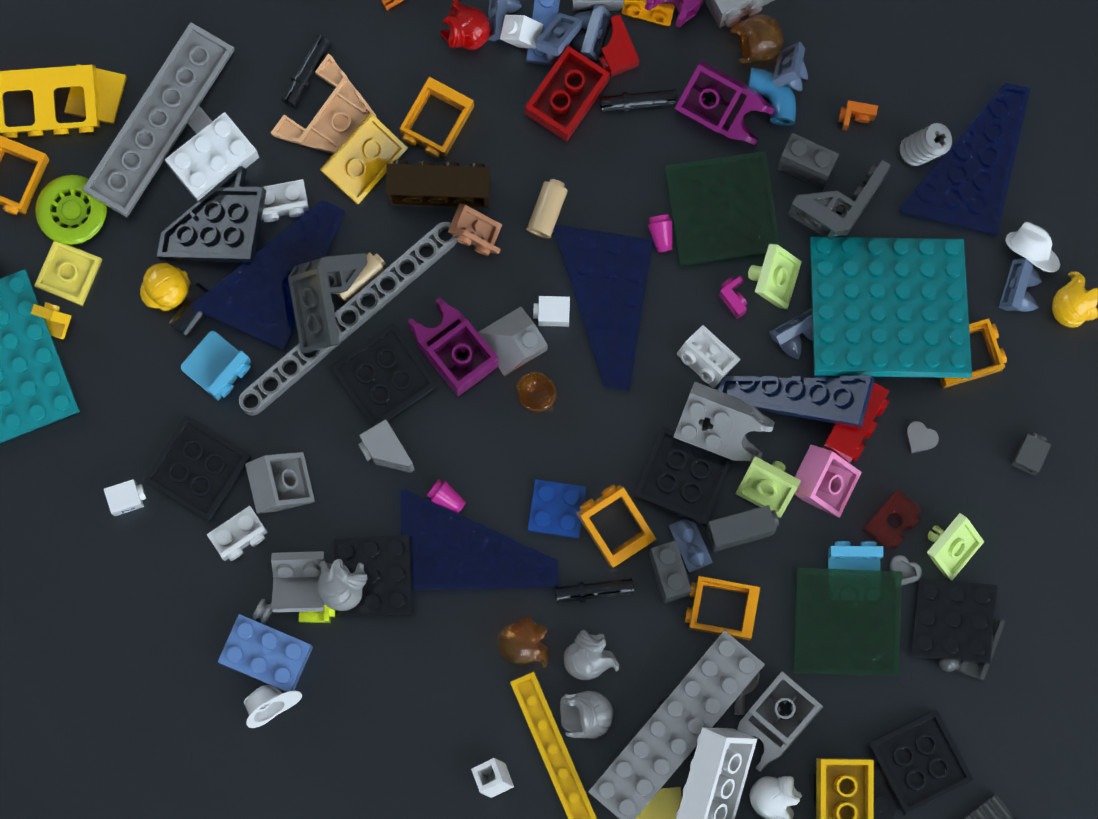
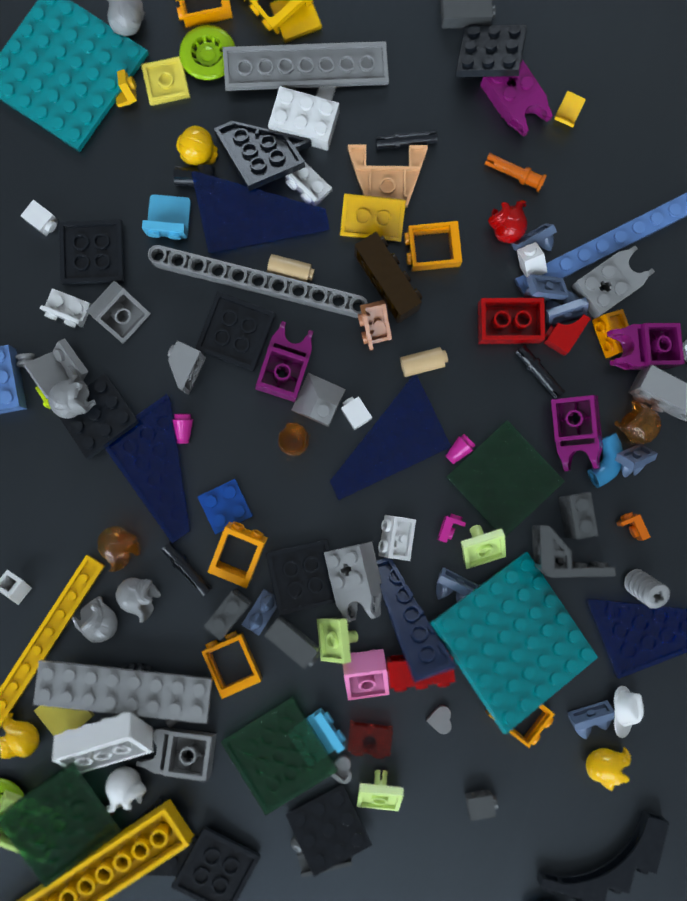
camera: 55 degrees right, 5 degrees up
(312, 300) = (256, 239): dark grey bracket -> none

